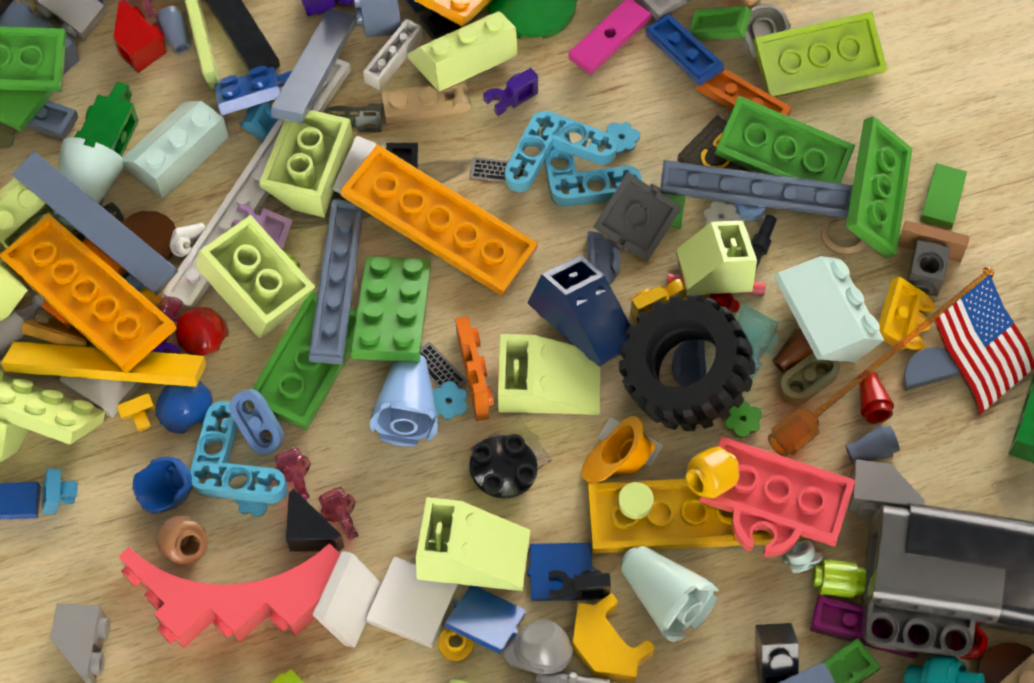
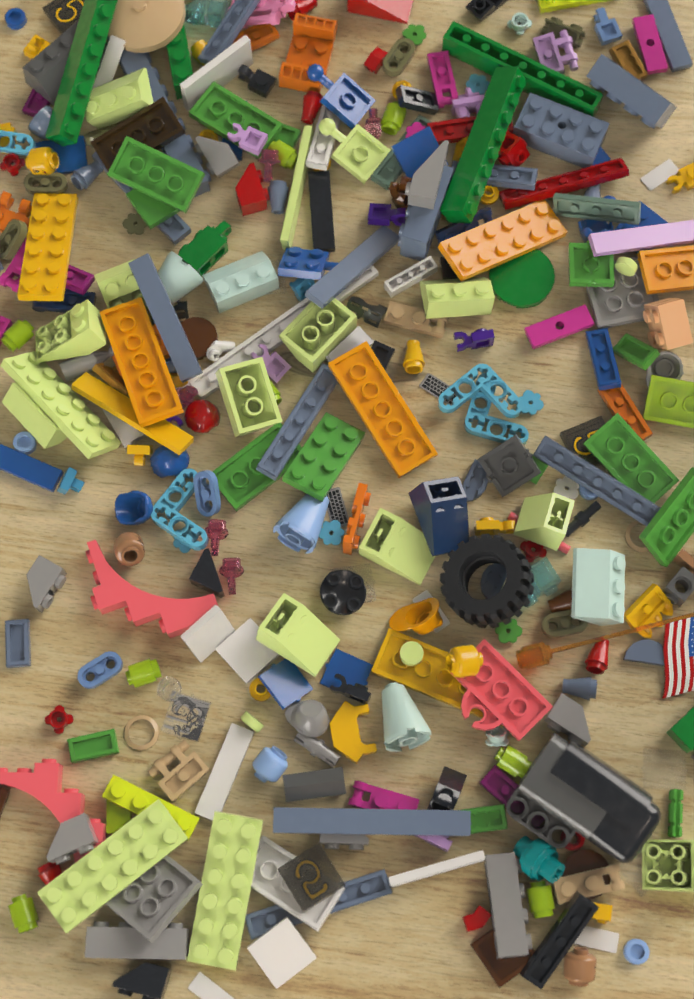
camera: 25 degrees right, 10 degrees up
(447, 146) = (413, 358): none -> yellow cone

